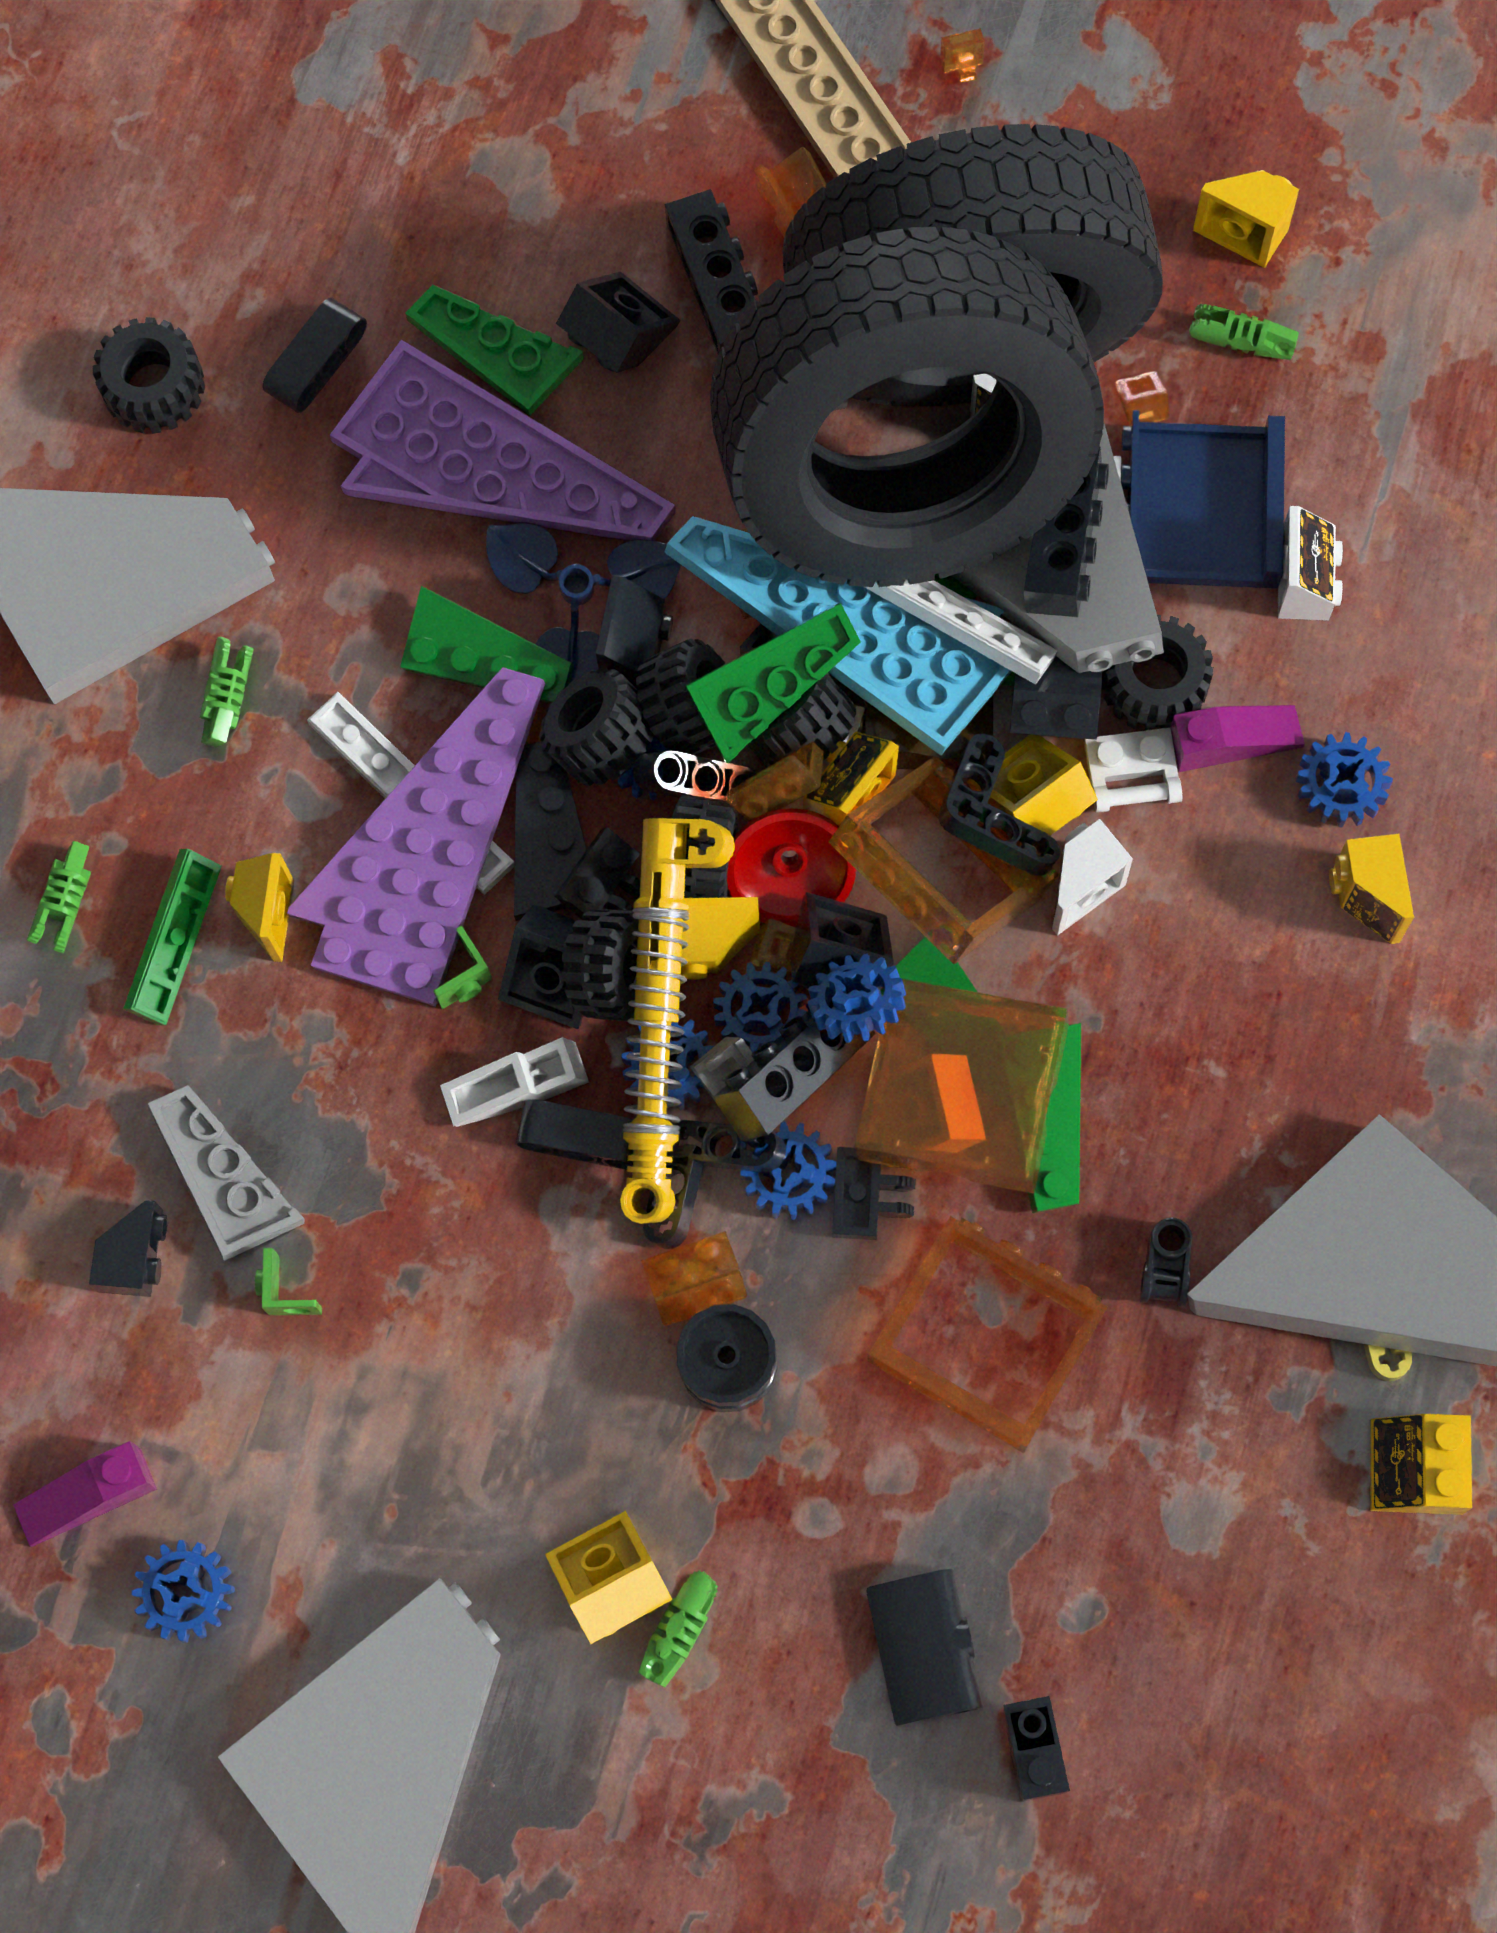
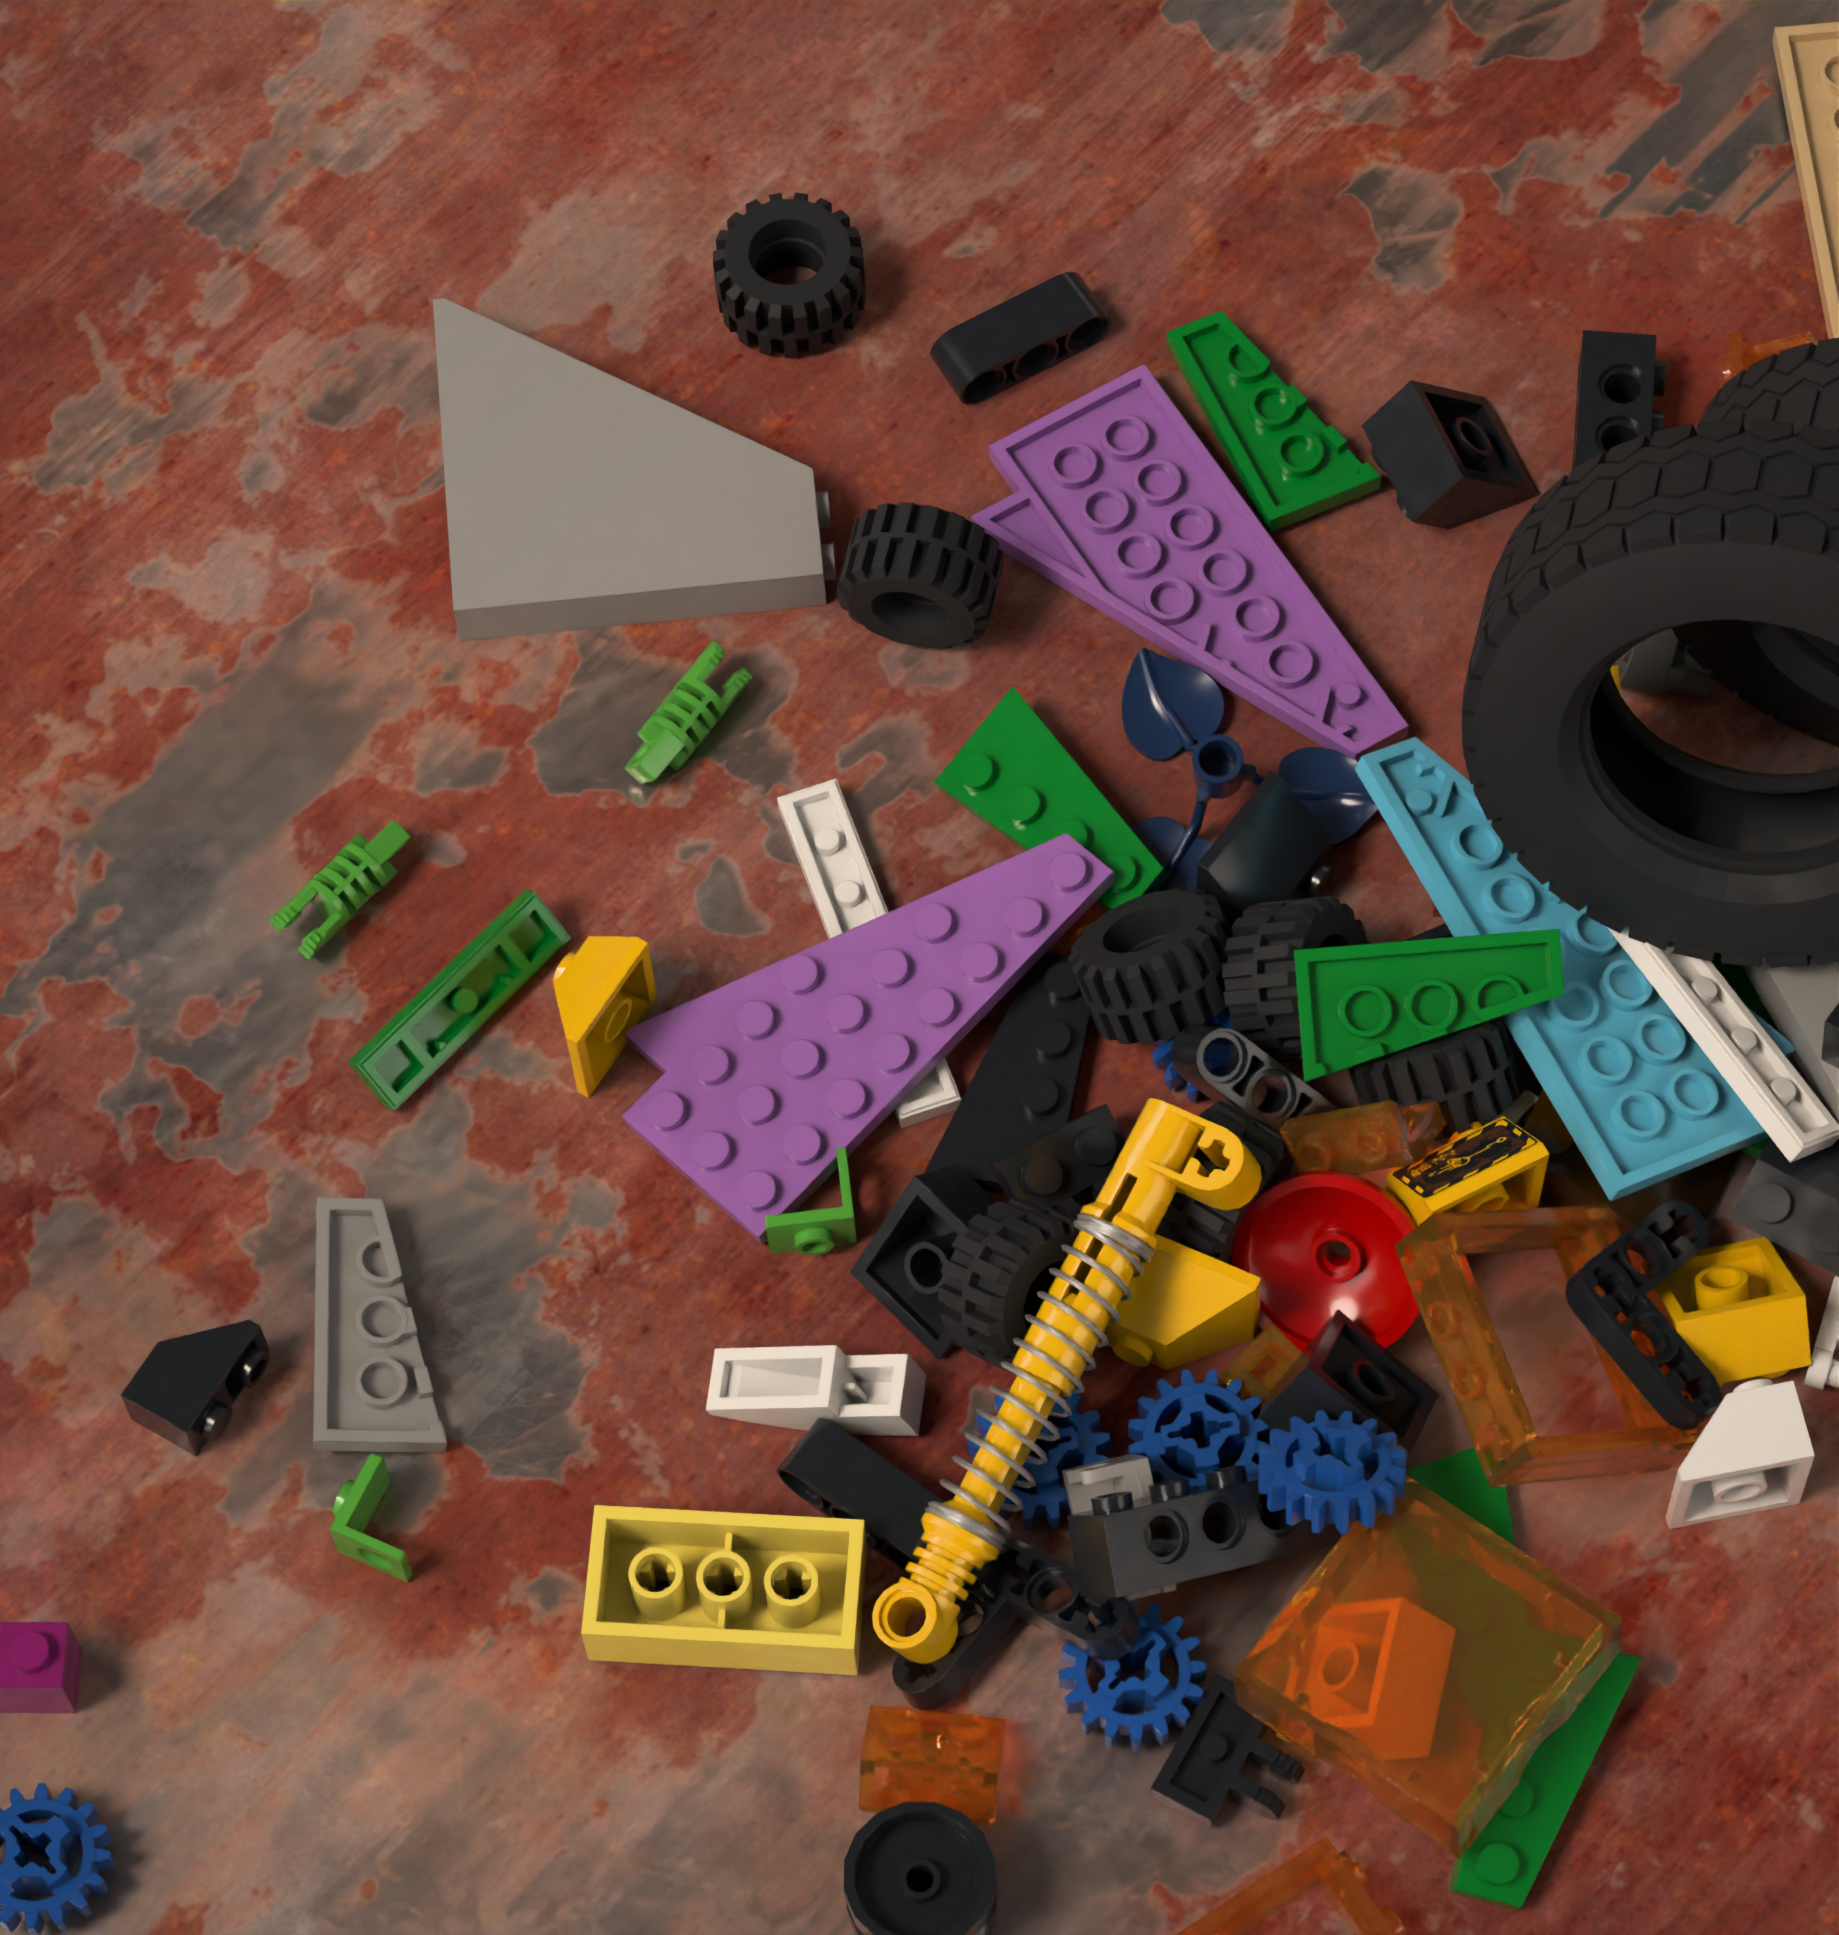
camera: 25 degrees right, 10 degrees down
(331, 540) = (920, 575): none -> black tyre
(494, 1220) = (714, 1549): none -> light yellow brick

